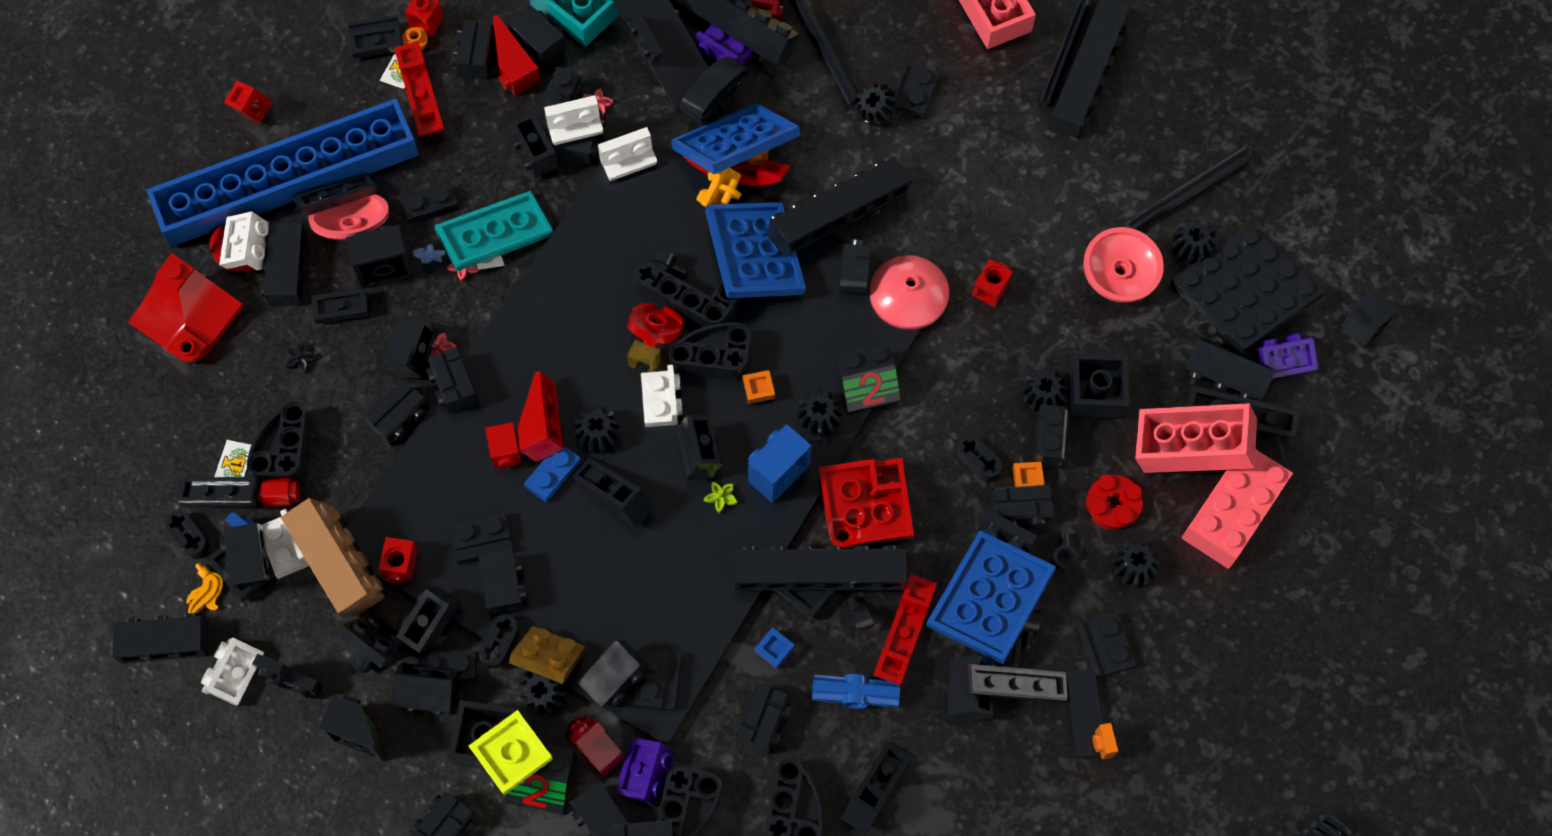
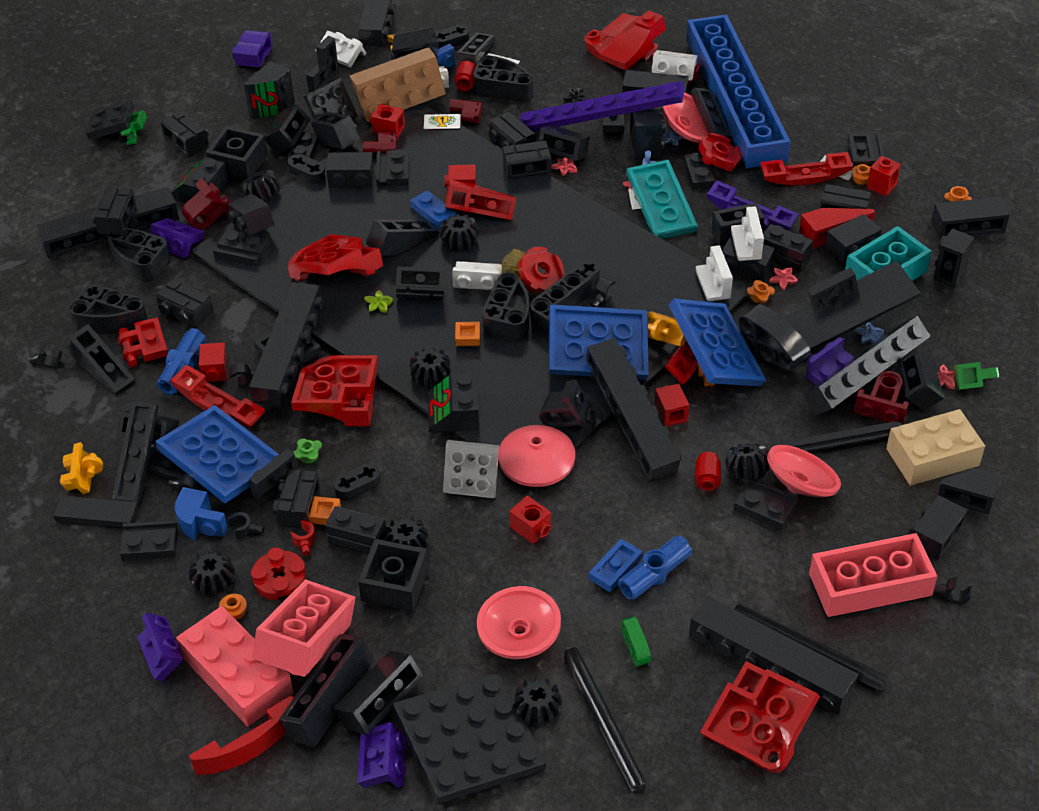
camera: 105 degrees right, 20 degrees down
(241, 794) = (252, 48): none -> dark purple brick
(248, 102) = (804, 74): red brick -> none
(344, 474) = (470, 110): none -> dark red piece
(363, 301) = (605, 106): none -> dark purple plate
(377, 502) = (442, 121): none -> white sticker
(396, 188) = (719, 152): none -> red plate
(441, 555) = (385, 142): none -> dark red piece
(496, 142) = (725, 197): none -> dark purple slope
(510, 752) = (211, 148): neon yellow plate -> none
(547, 654) = (280, 182): pearl gold plate -> none
(626, 119) = (760, 292): none -> orange plate
(675, 555) = (333, 255): none -> red slope
(774, 648) = (239, 319): blue plate -> none
(778, 462) = (386, 325): blue brick -> none
(811, 179) = (671, 405): none -> red brick
(827, 740) = (151, 341): none -> red plate
(852, 653) = (213, 361): none -> red brick
(881, 53) = (803, 472): none -> coral dish
(893, 138) = (708, 471): none -> red brick
(945, 523) = (307, 450): none -> bright green plate
(950, 343) = (481, 456): none -> light grey plate
(1007, 161) = (654, 567): none -> blue piece
(1024, 202) = (615, 565): none -> blue plate
(1052, 745) = (81, 468): none -> light orange hips
(1069, 488) = (306, 541): none -> red piece
(1069, 607) = (196, 516): none -> blue brick
(1105, 741) = (59, 506): orange plate -> none
(1106, 173) = (635, 641): none -> green beam
(1160, 64) = (760, 717): none -> red slope
(1162, 540) = (239, 603): none -> orange plate
(1238, 581) = (159, 646): none -> dark purple bracket
(1312, 467) = (215, 759): none -> red slope

